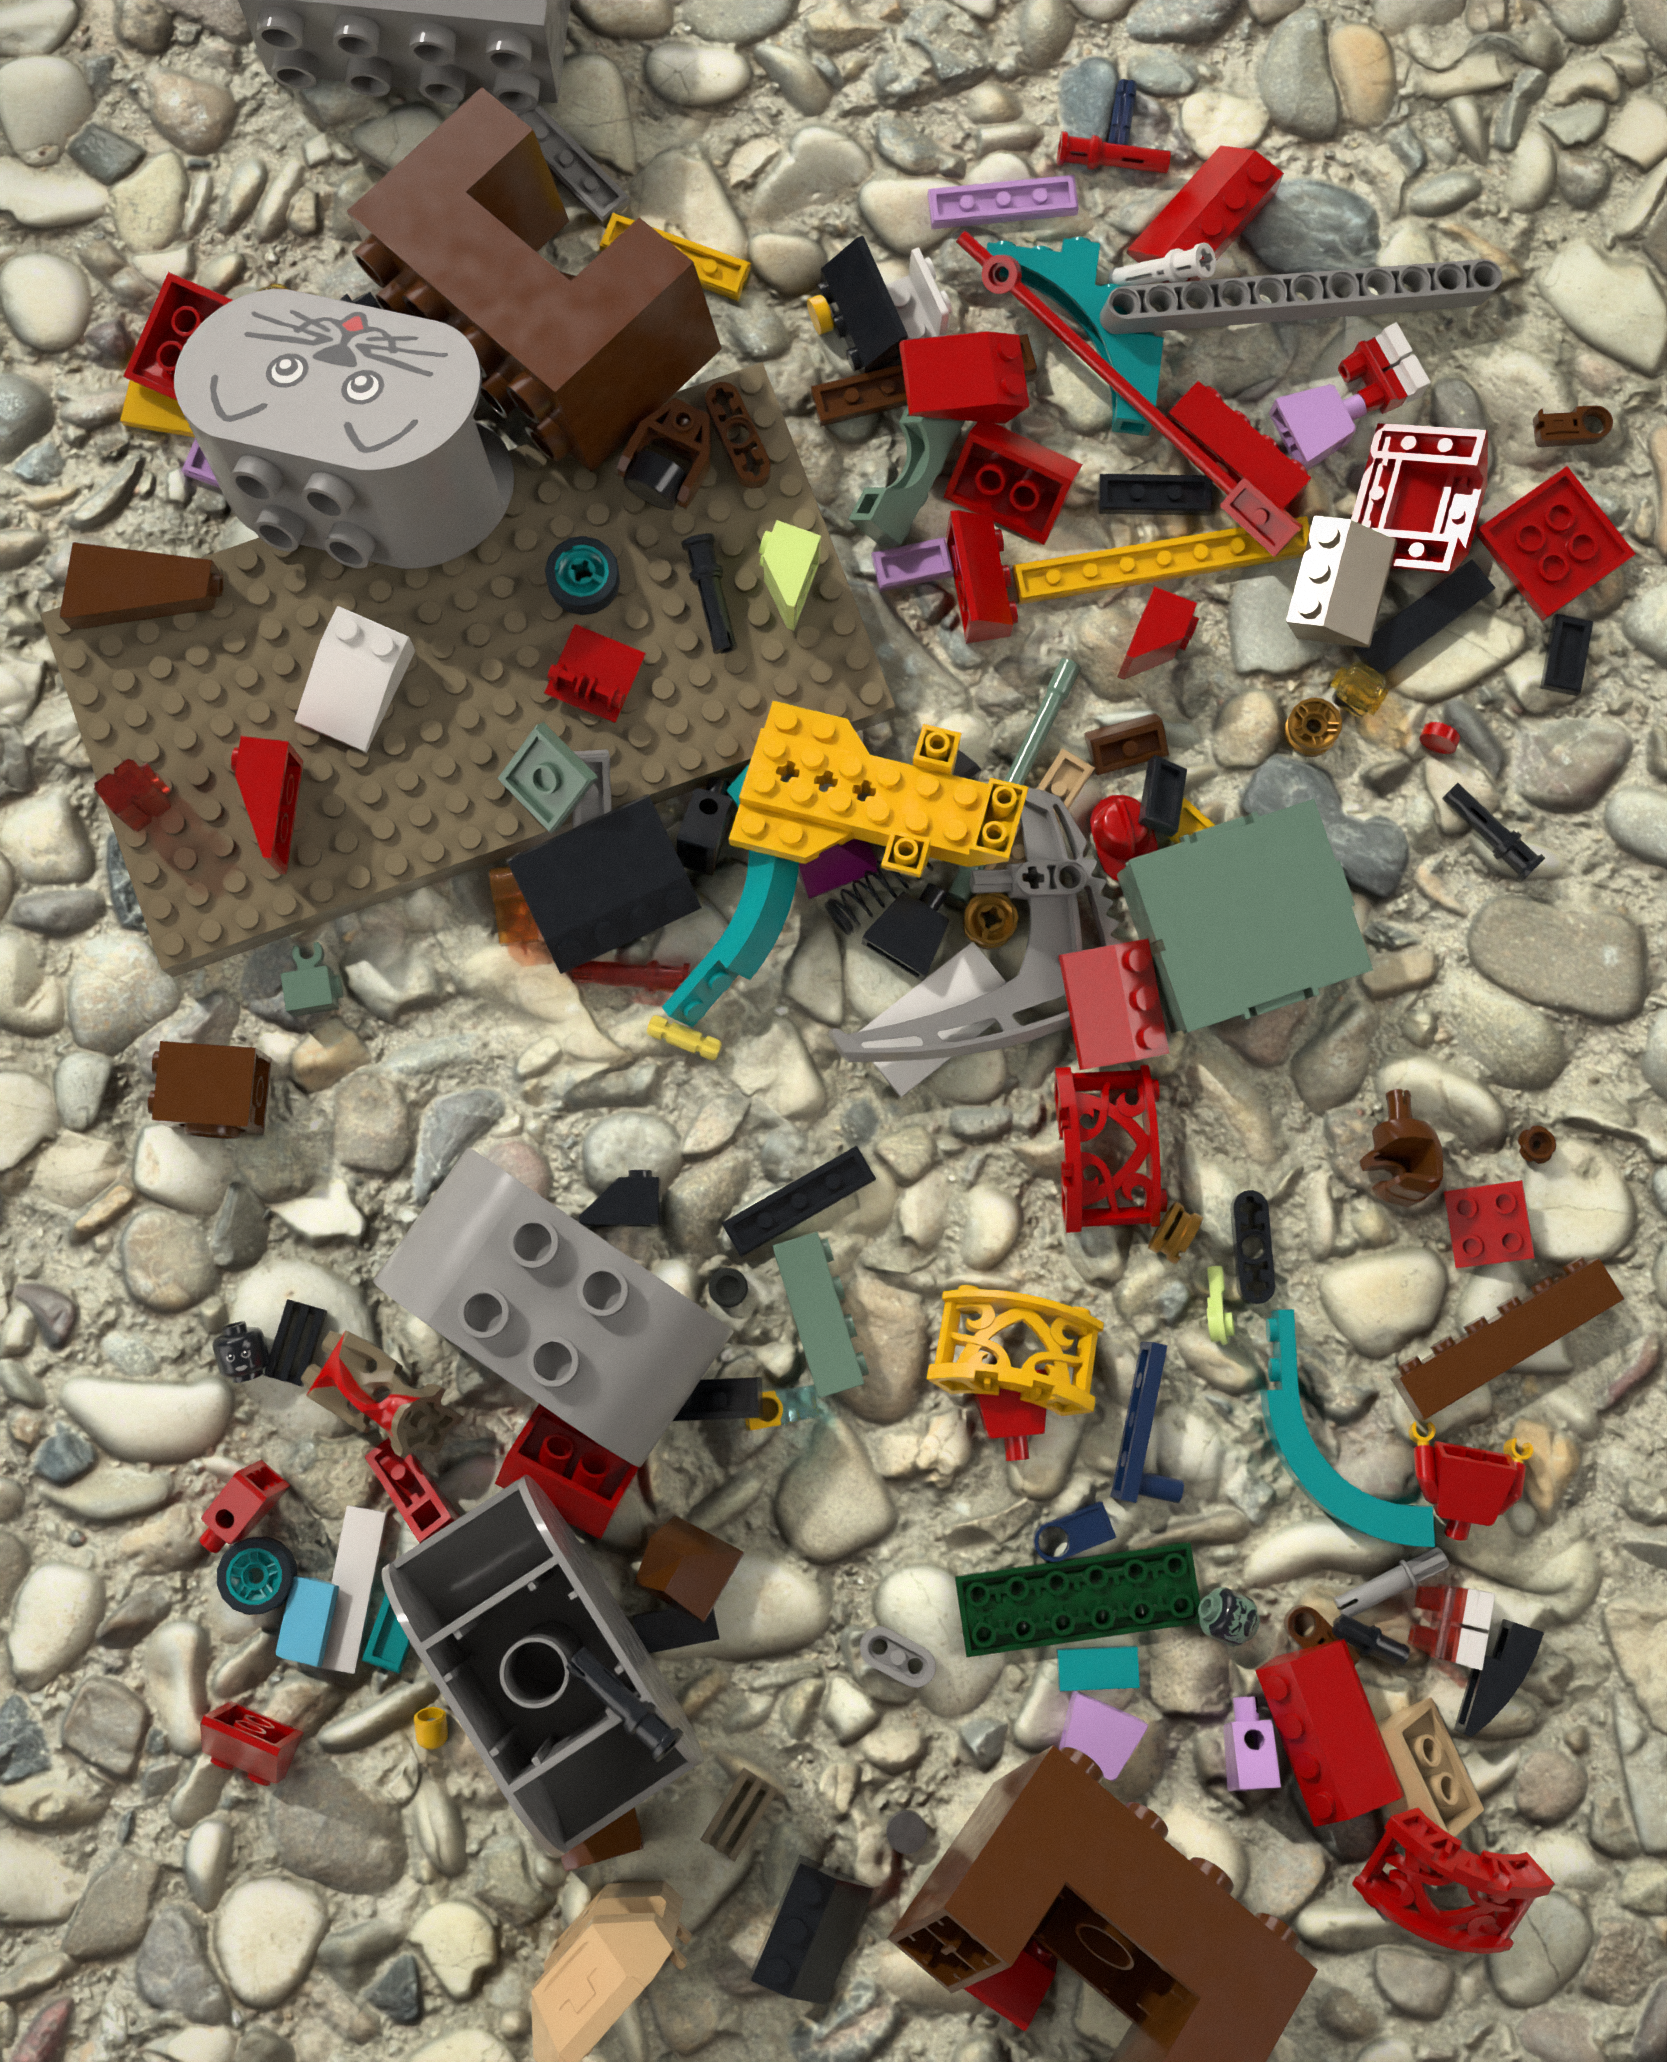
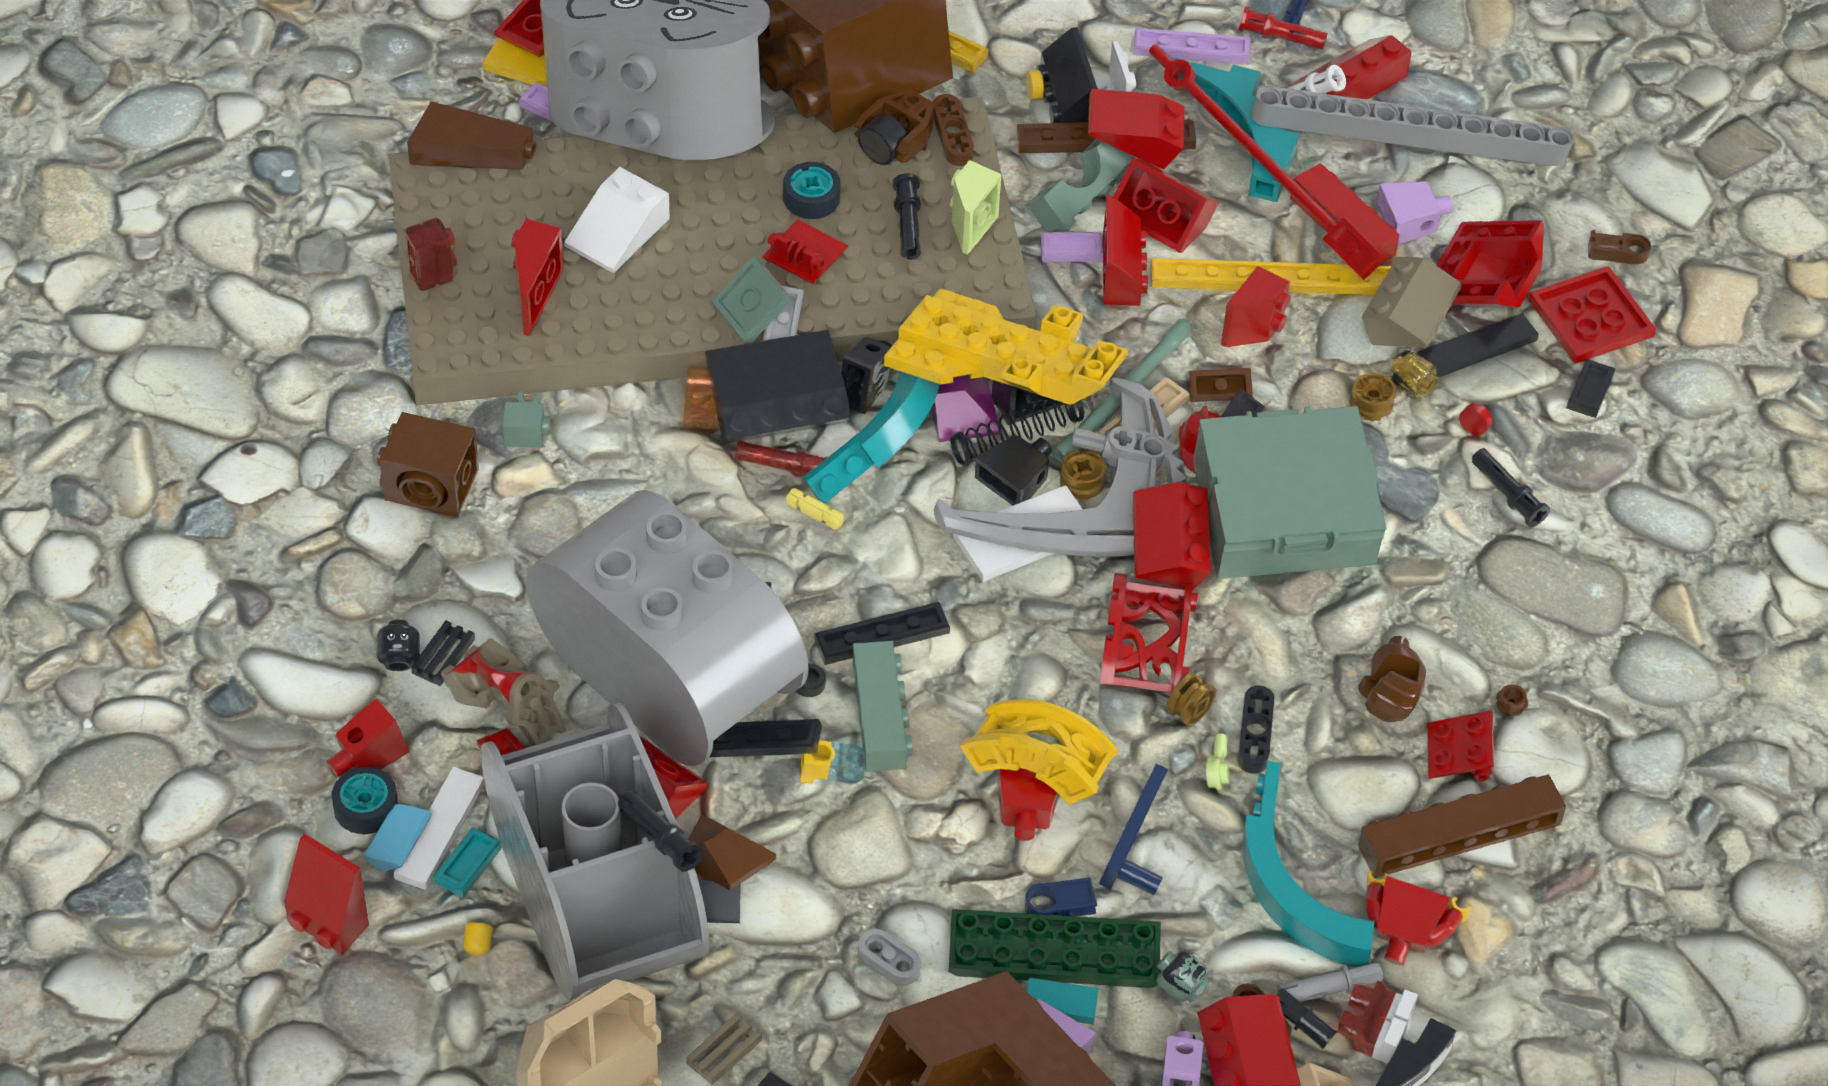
camera: 15 degrees right, 30 degrees down
(1154, 494) = (1274, 236): black tile -> none
(1387, 371) = (1473, 187): hips -> none

